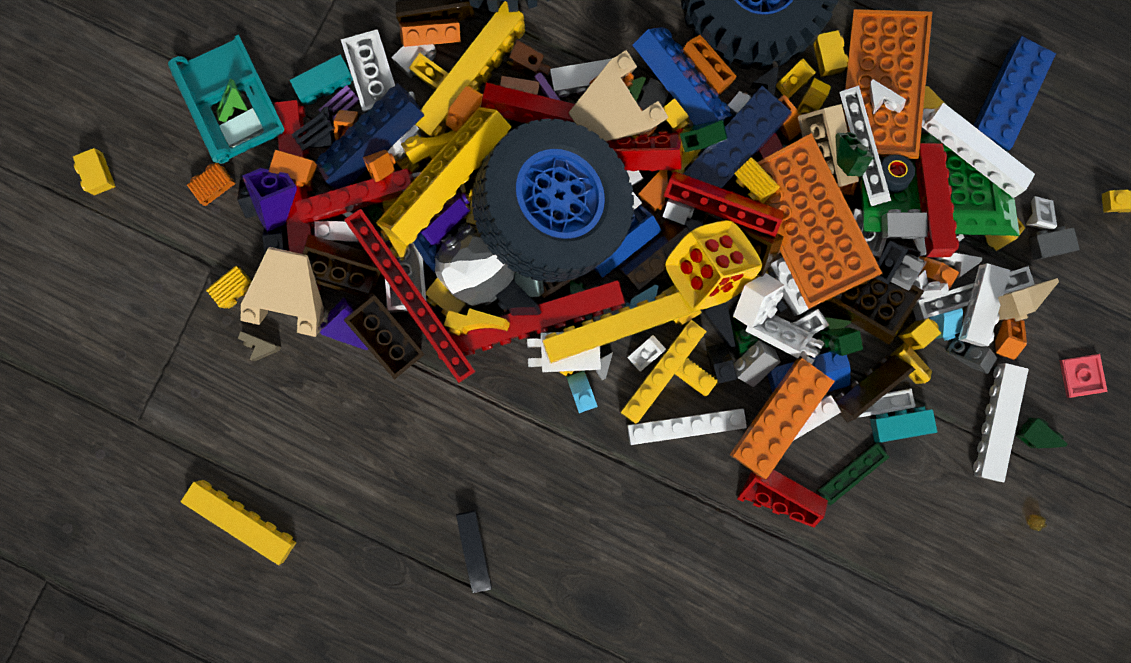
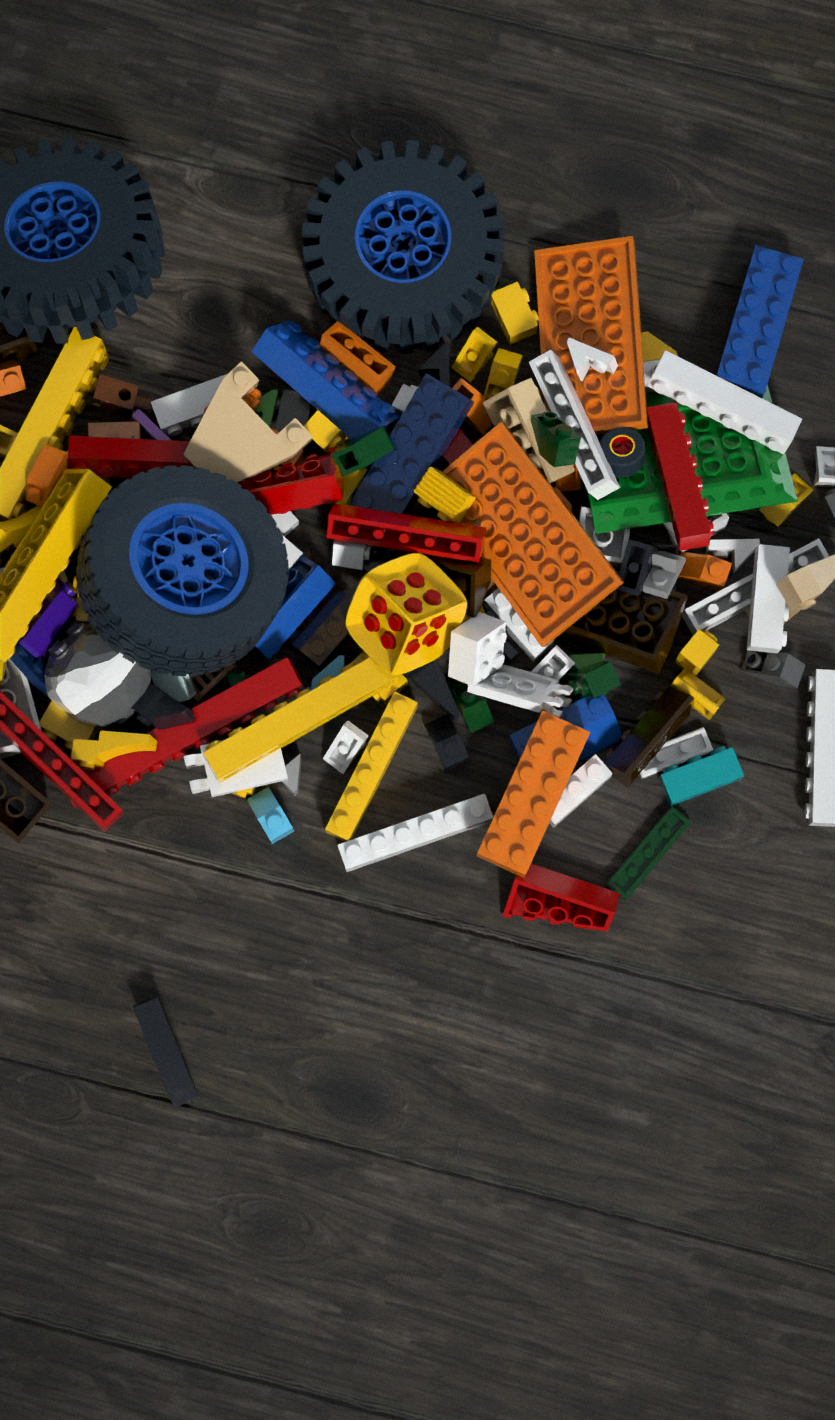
camera: 10 degrees left, 5 degrees down
(653, 193) = (314, 535): orange slope -> none
(696, 377) = (416, 765): yellow brick -> none
(756, 363) = (490, 731): light grey brick -> none
(904, 225) = (643, 515): light grey brick -> none
(932, 289) = (696, 592): white slope -> none
(949, 323) = (731, 633): medium azure slope -> none
(1011, 338) = (819, 635): orange slope -> none

